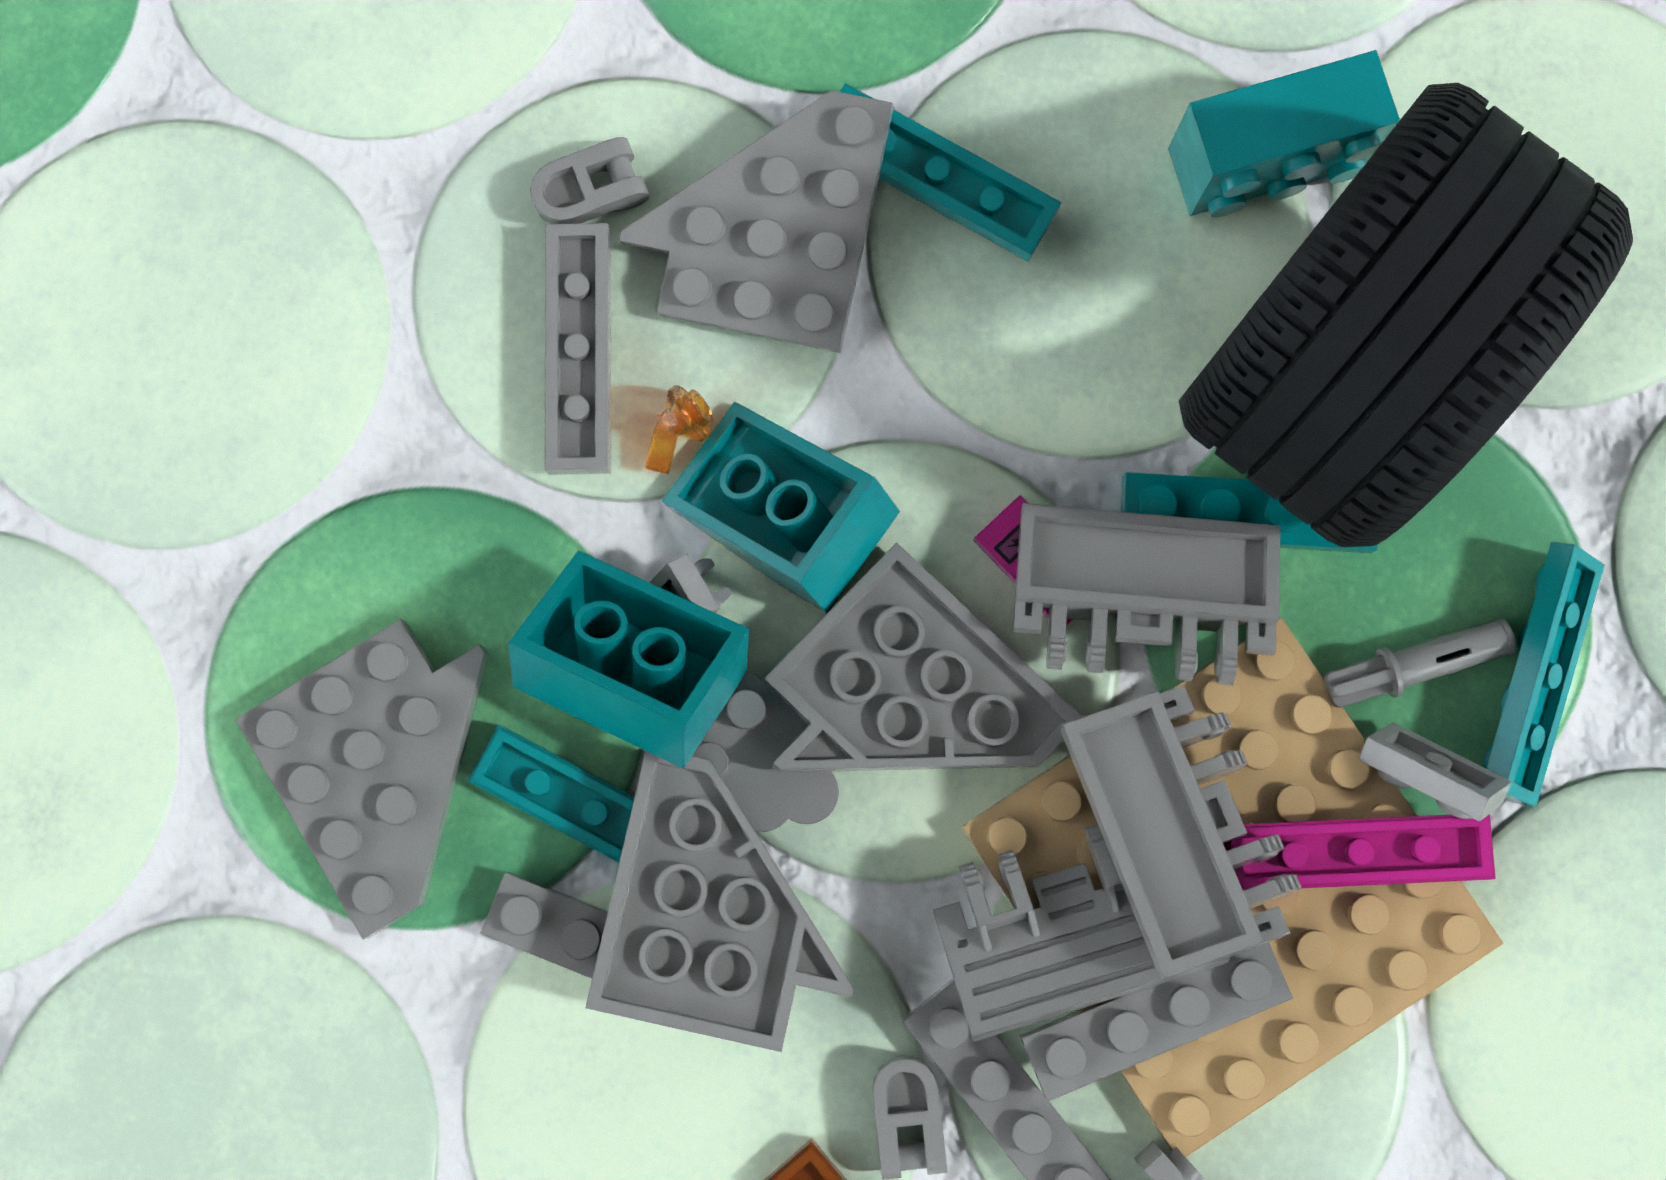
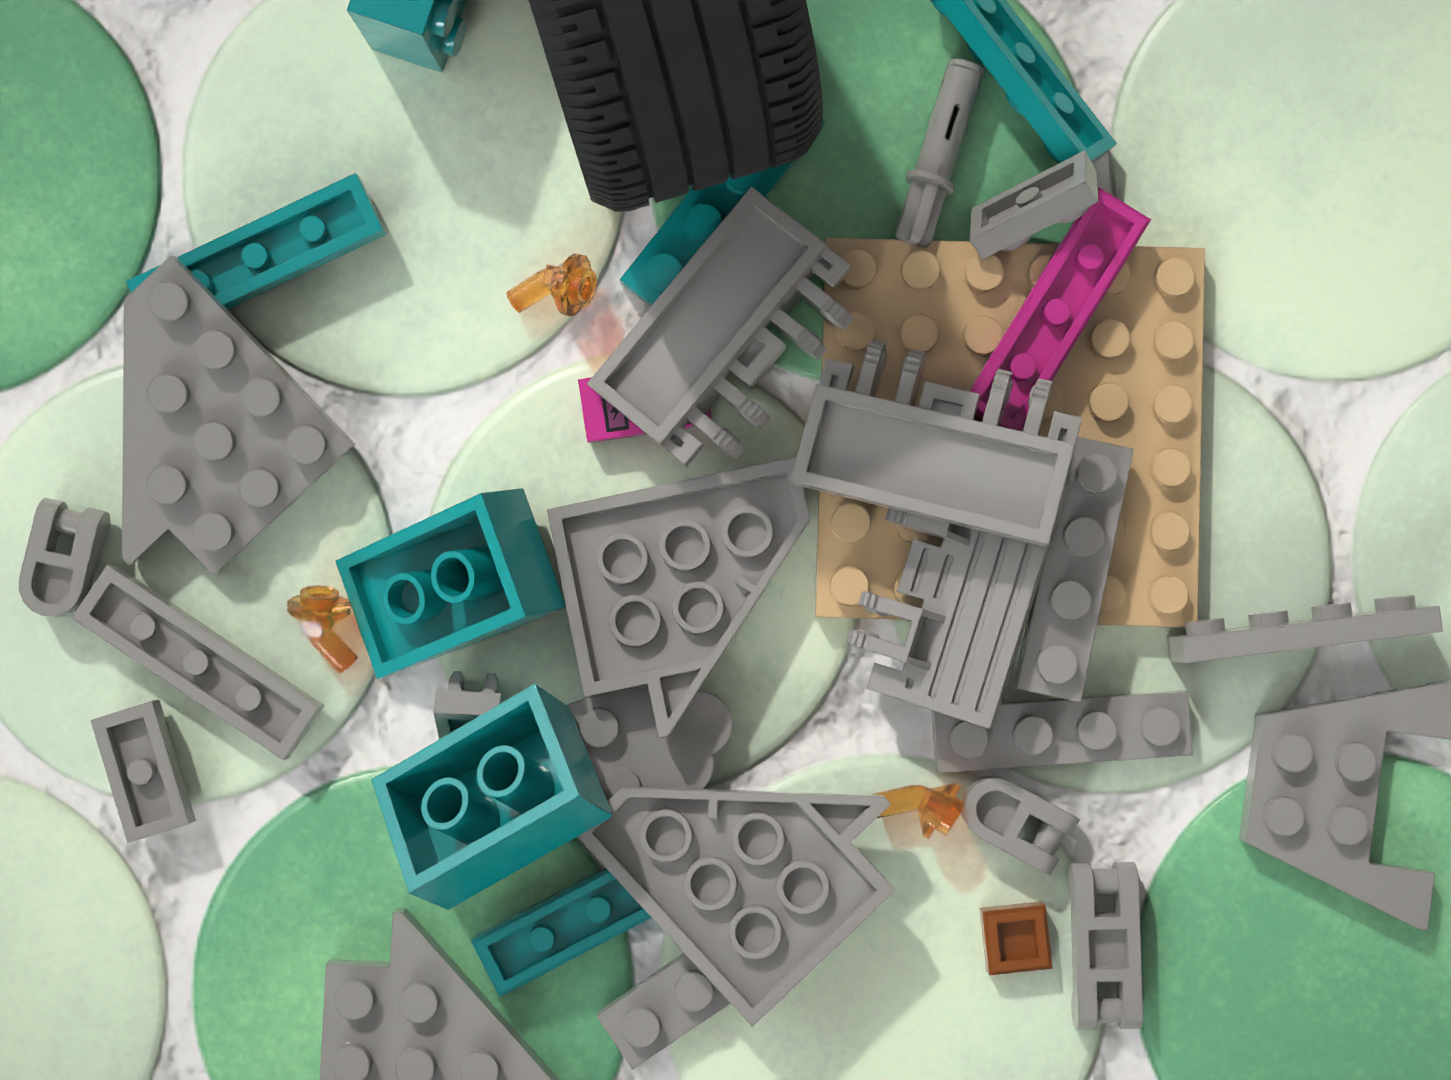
camera: 60 degrees left, 5 degrees up
(460, 364) = (143, 770): none -> light grey plate
(872, 1040) = (936, 807): none -> clear orange plate
(1093, 434) = (569, 283): none -> clear orange plate

